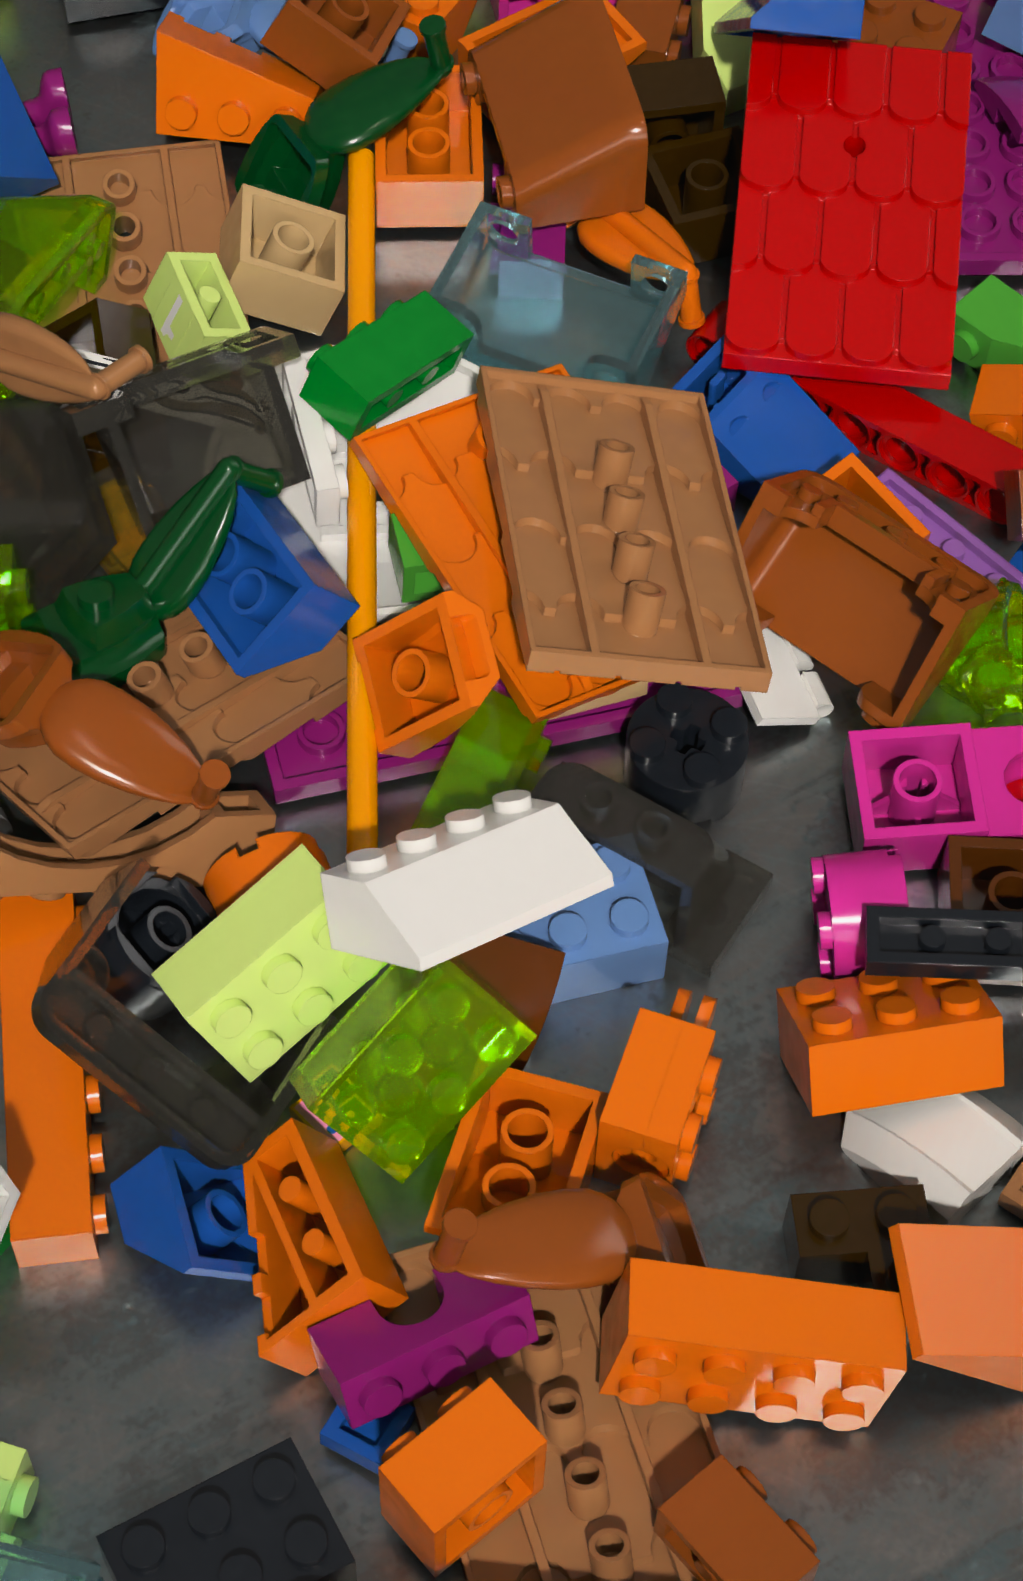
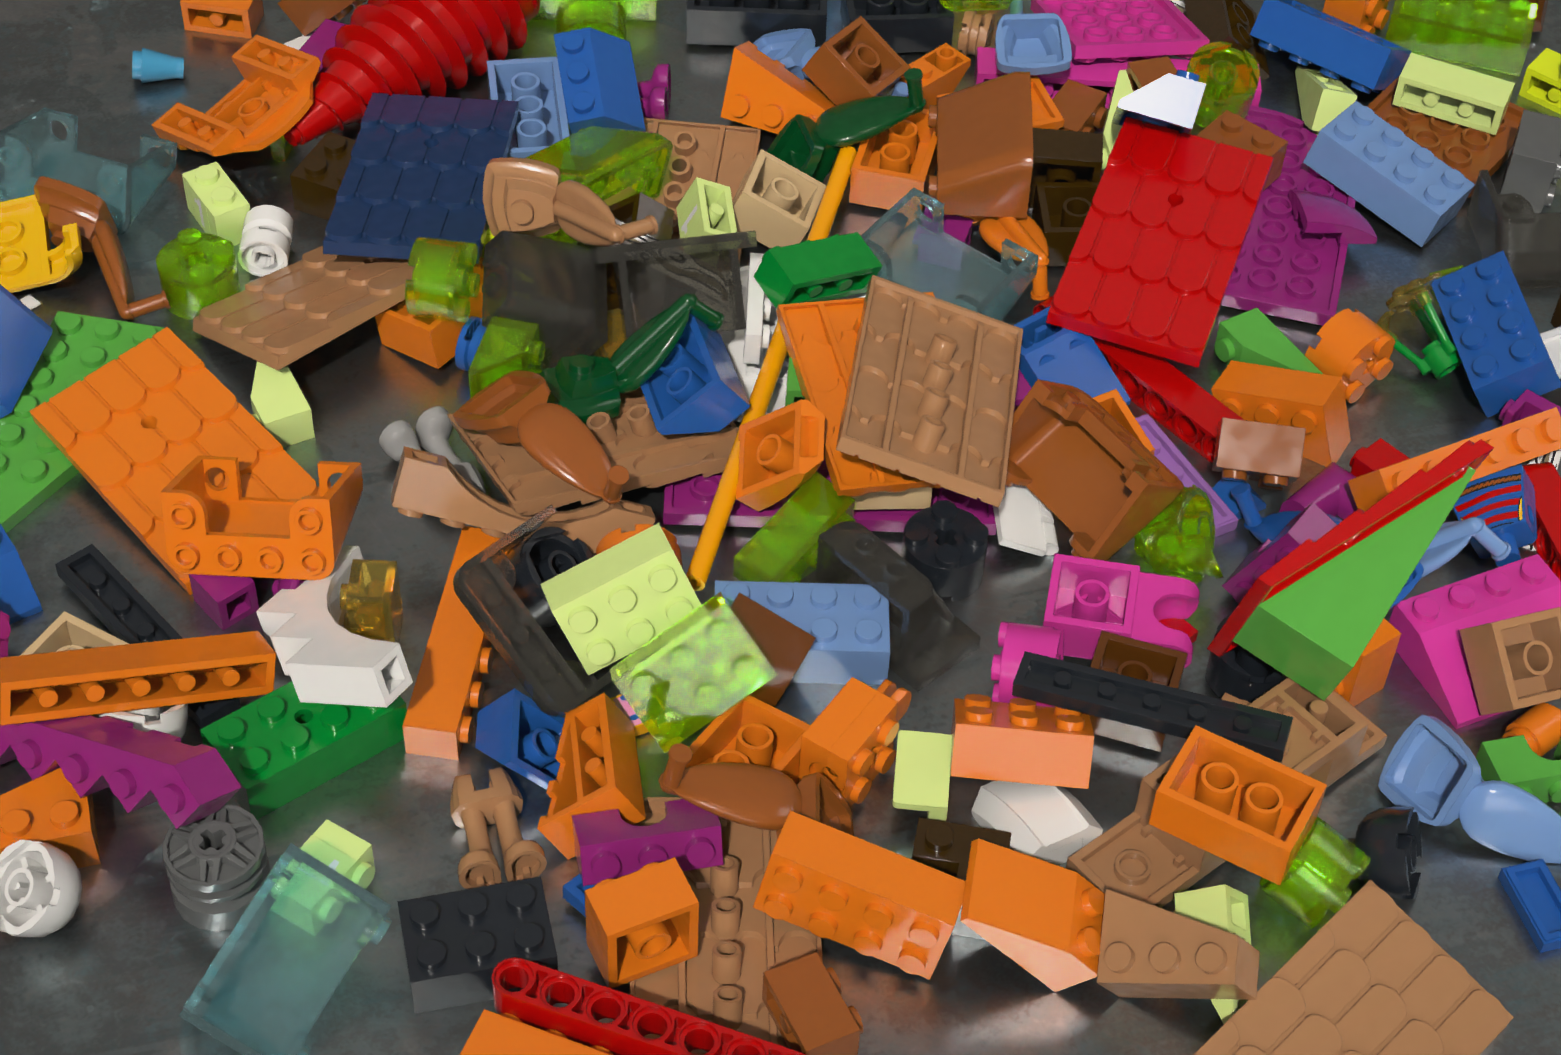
camera: 15 degrees right, 10 degrees down
(188, 1323) = (499, 806): none -> medium nougat piece
(460, 882) = (753, 565): white slope -> none
(769, 1119) = (923, 773): none -> yellowish green panel

